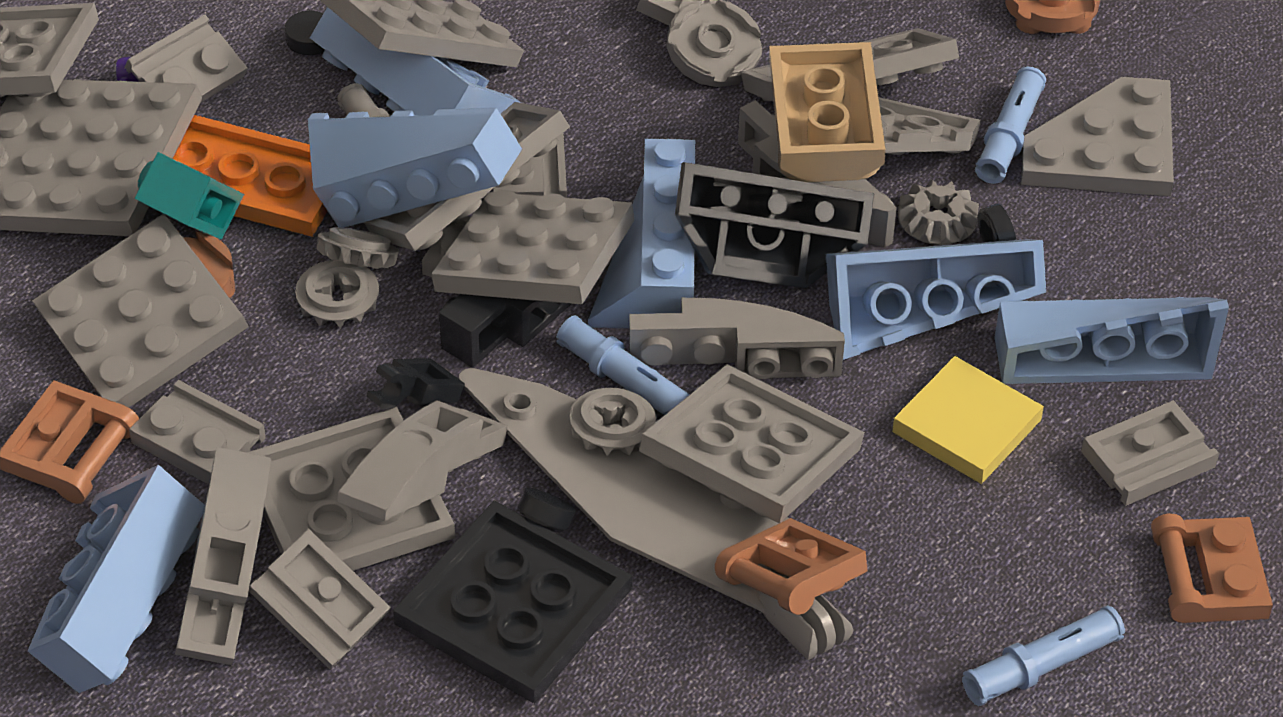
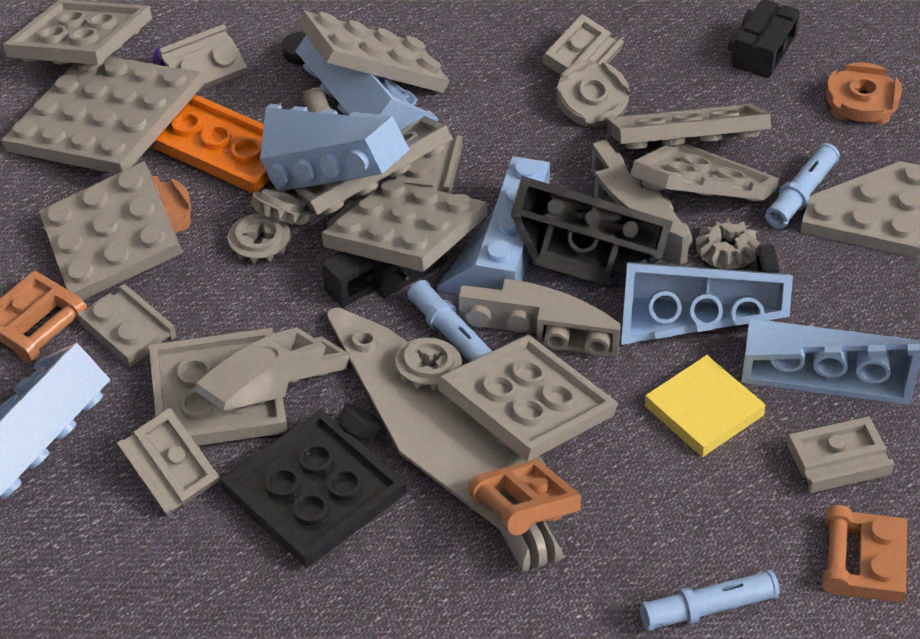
camera: 15 degrees right, 0 degrees up
(187, 195) = (166, 151): teal brick -> none
(224, 556) = (109, 416): light grey slope -> none
(418, 381) = (293, 310): black plate -> none
(826, 111) = (646, 154): tan slope -> none

